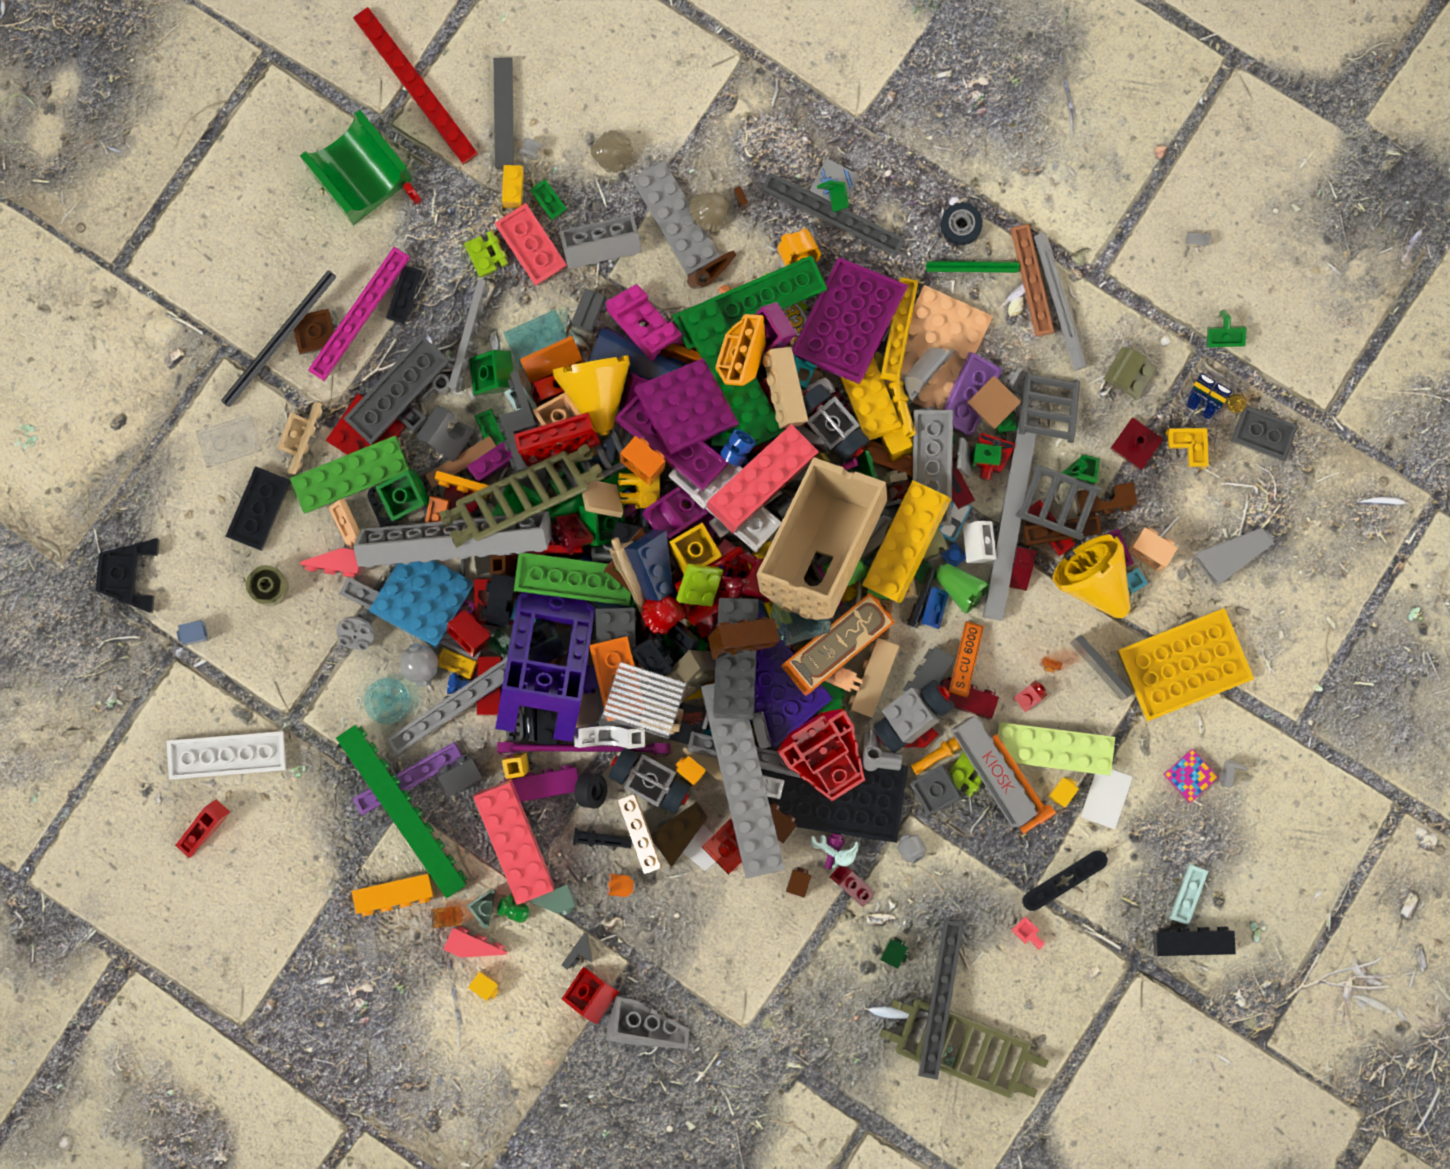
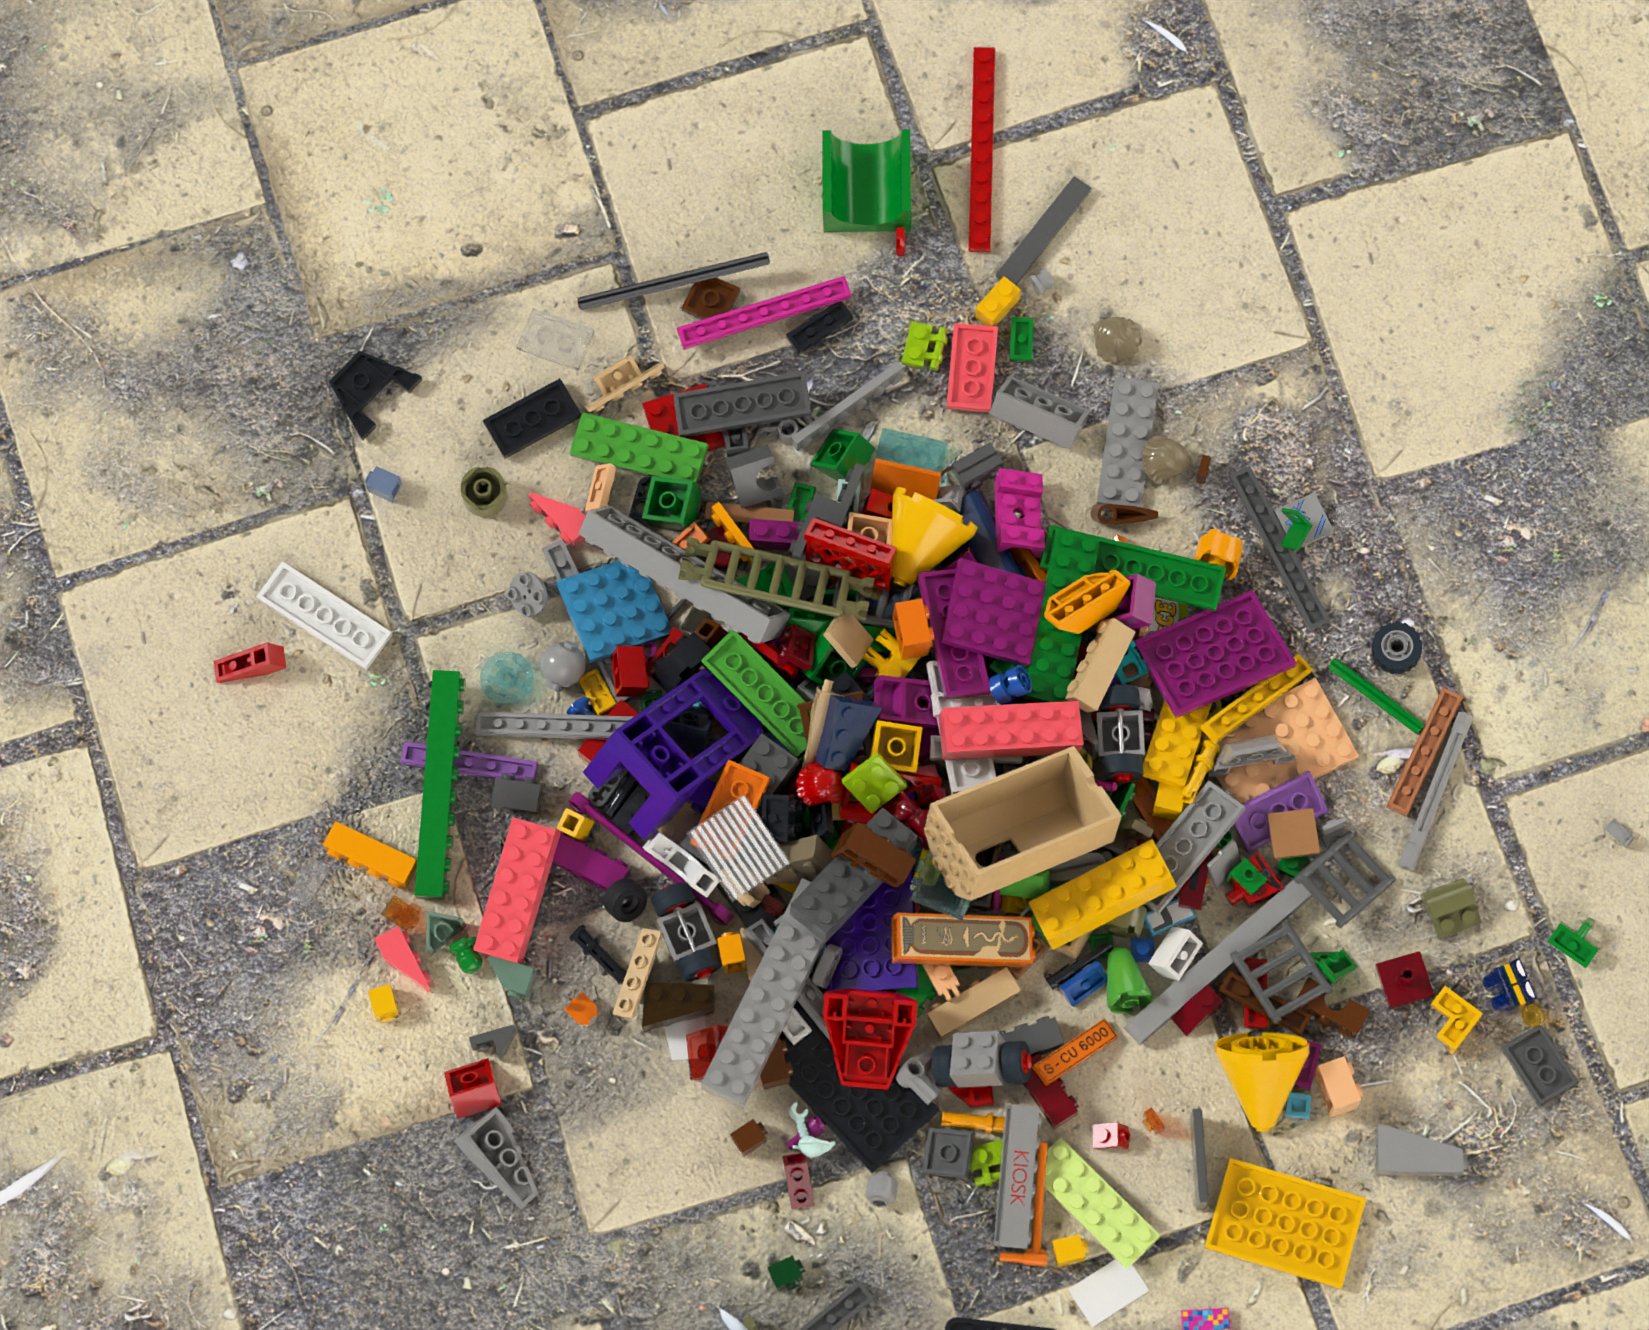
camera: 45 degrees right, 10 degrees down
(589, 348) = (951, 497): none -> light grey bracket

